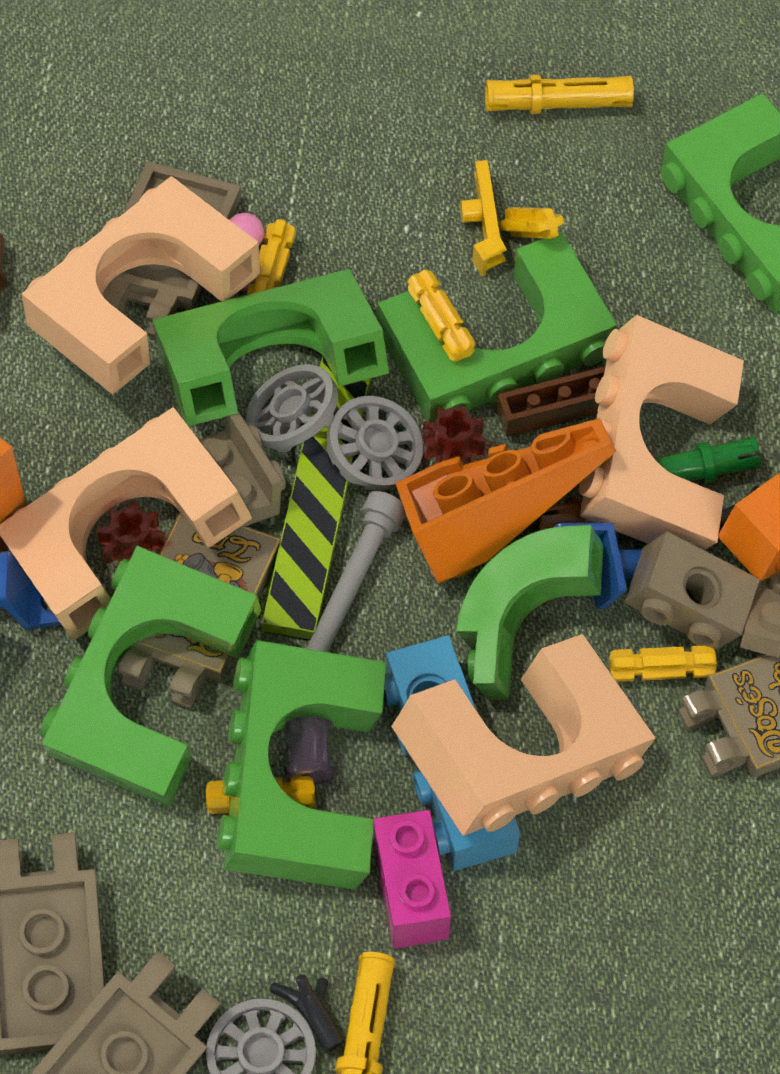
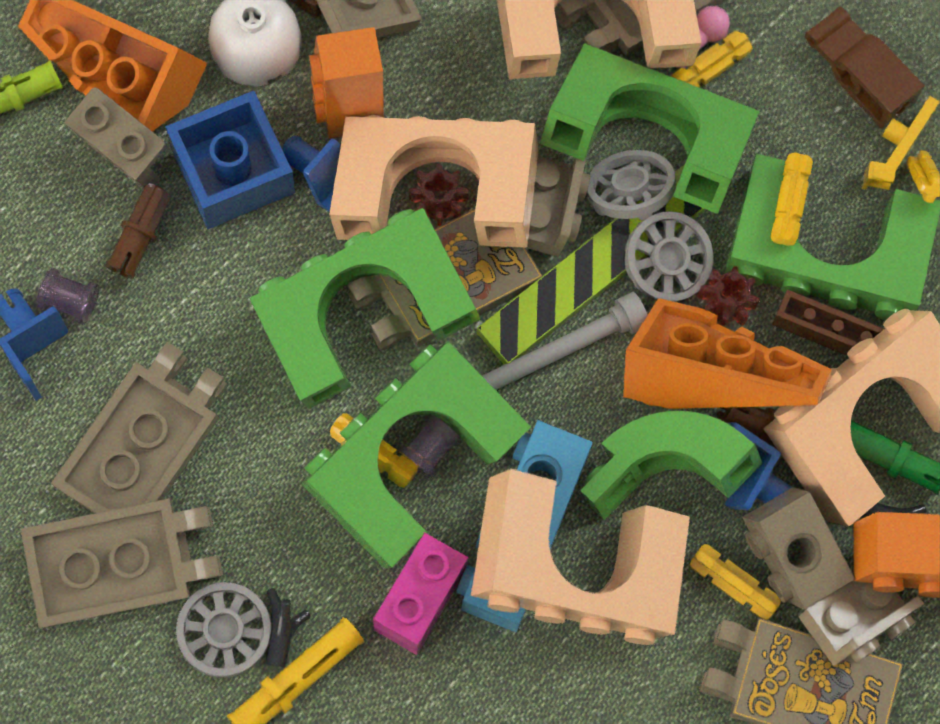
camera: 35 degrees right, 10 degrees up
(403, 177) = (865, 67): none -> reddish brown piece

